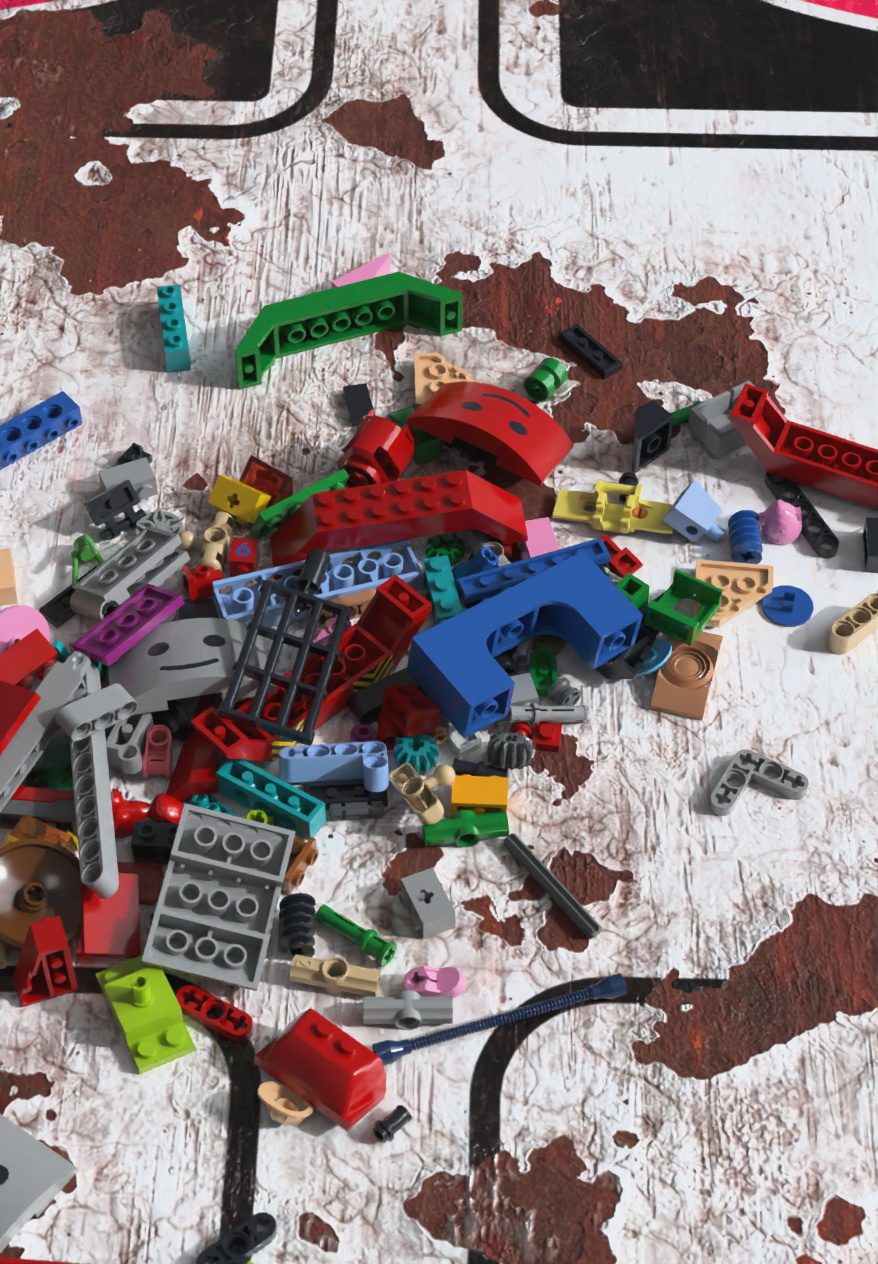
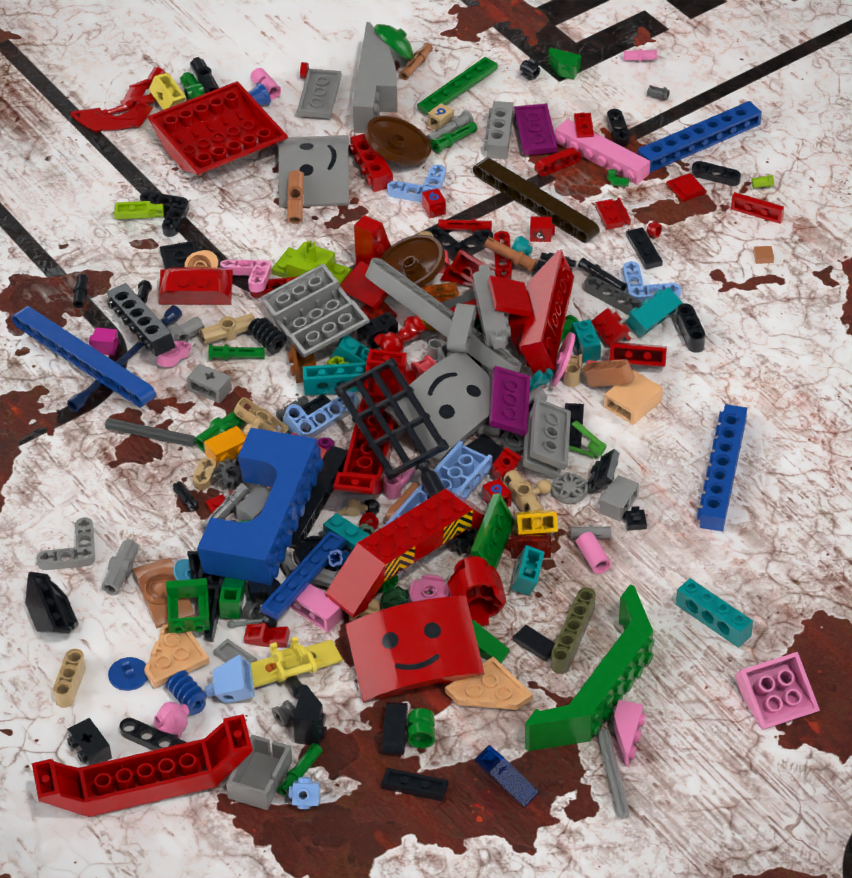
camera: 145 degrees right, 5 degrees down
(54, 1139) = (295, 205): none -> nougat piece
(192, 471) = (599, 532): none -> light grey pin
(197, 245) = (777, 691): none -> bright pink slope
(215, 445) = (593, 552): none -> bright pink pin
(220, 1044) = (257, 269): none -> bright pink beam
(291, 1162) = (176, 254): none -> black tile
(302, 455) = (527, 570): none -> teal brick
(314, 387) = (573, 630): none -> olive beam
(419, 251) = (613, 773): none -> light grey axle
(430, 1122) = (140, 319): none -> black brick
(477, 1185) = (80, 291): none -> black pin
(509, 307) = (506, 776): none -> clear blue slope
(510, 1062) = (104, 340): none -> dark pink brick
(532, 789) = (201, 473): none -> tan beam
(562, 1048) = (84, 356): none -> blue beam
(569, 396) = (394, 728): none -> black beam
(575, 770) = (185, 496): none -> black axle
(661, 467) = (284, 712): none -> dark grey wheel
(662, 556) = (229, 650): none -> light grey tile
(702, 382) = (312, 789): none -> light blue brick
(716, 719) = (120, 567): none -> light grey piece
(833, 701) = (49, 605): none -> black wedge

